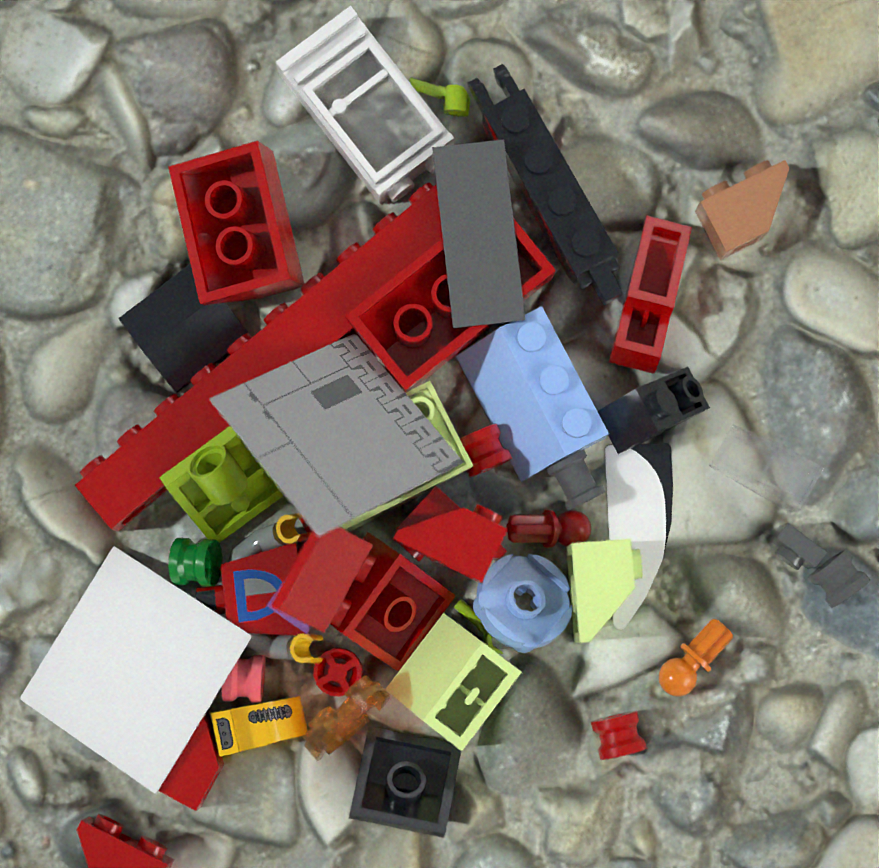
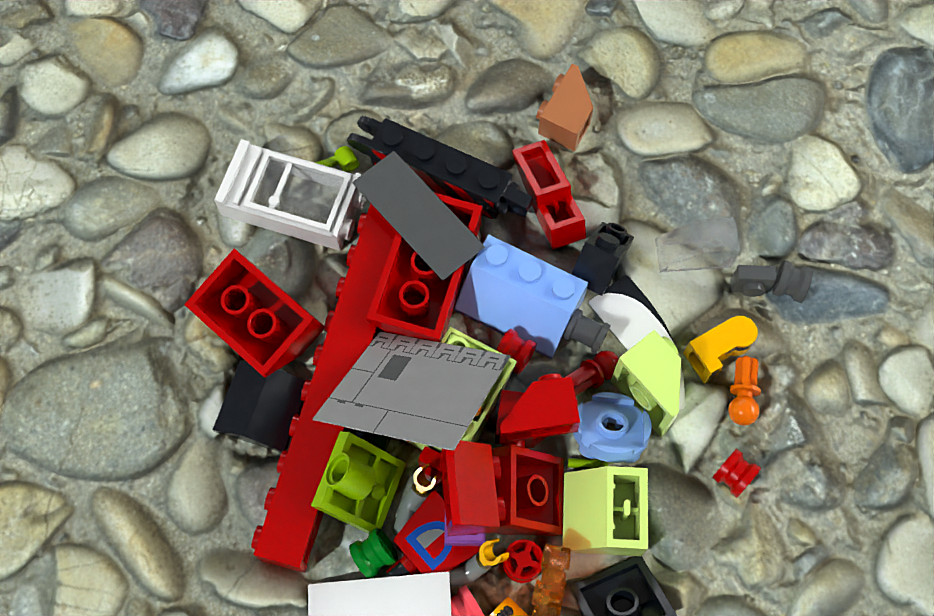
camera: 35 degrees left, 15 degrees down
(725, 592) = (725, 340): none -> yellow leg

